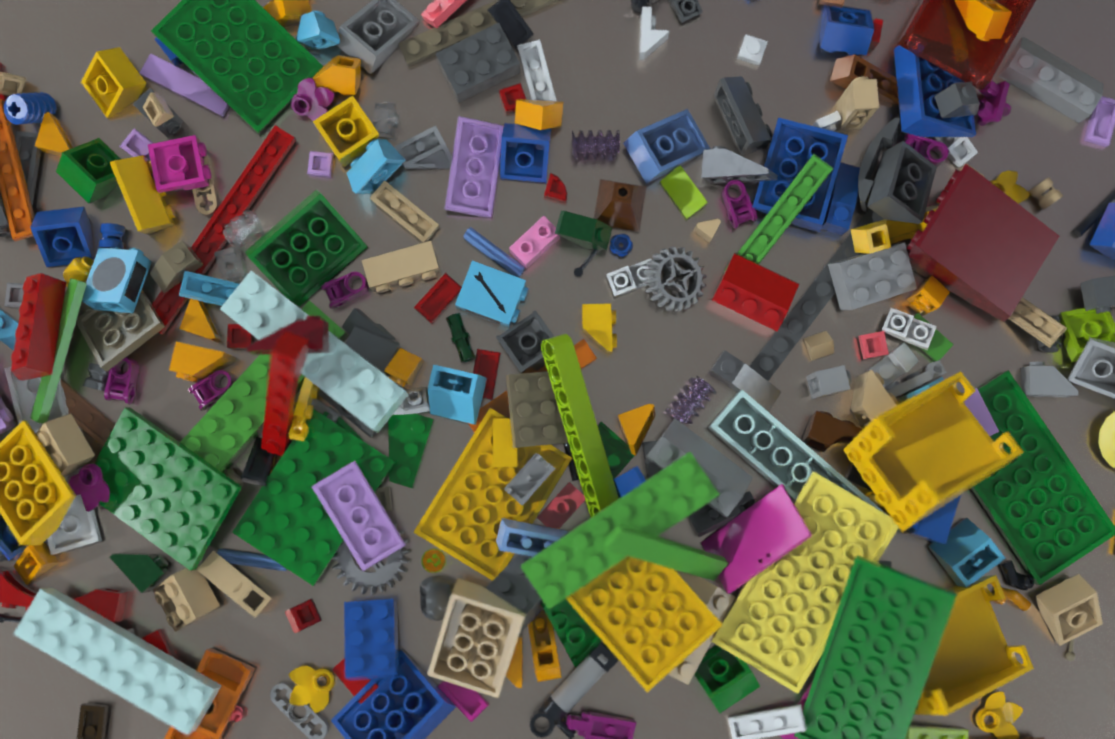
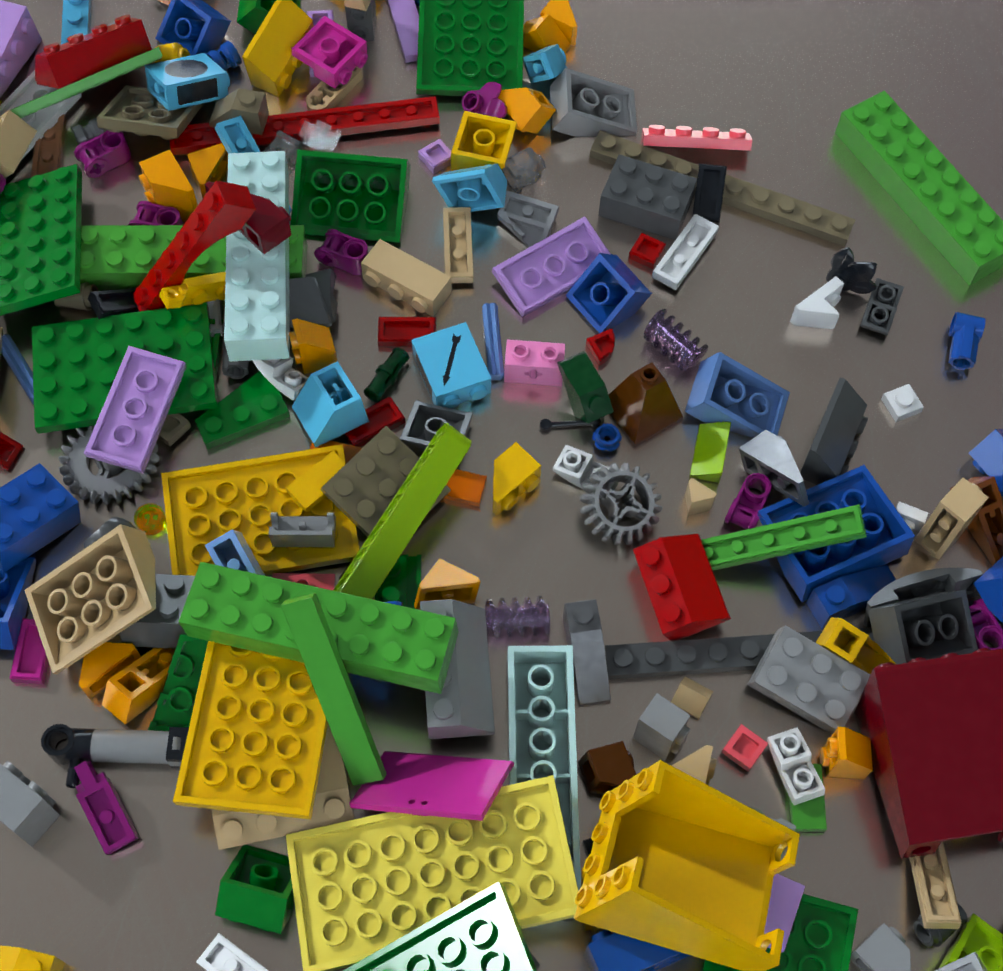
camera: 50 degrees right, 20 degrees down
(538, 113) = (654, 274): light orange slope -> none
(707, 519) = (413, 733): dark grey hinge -> none
(895, 364) = (750, 787): white slope -> none

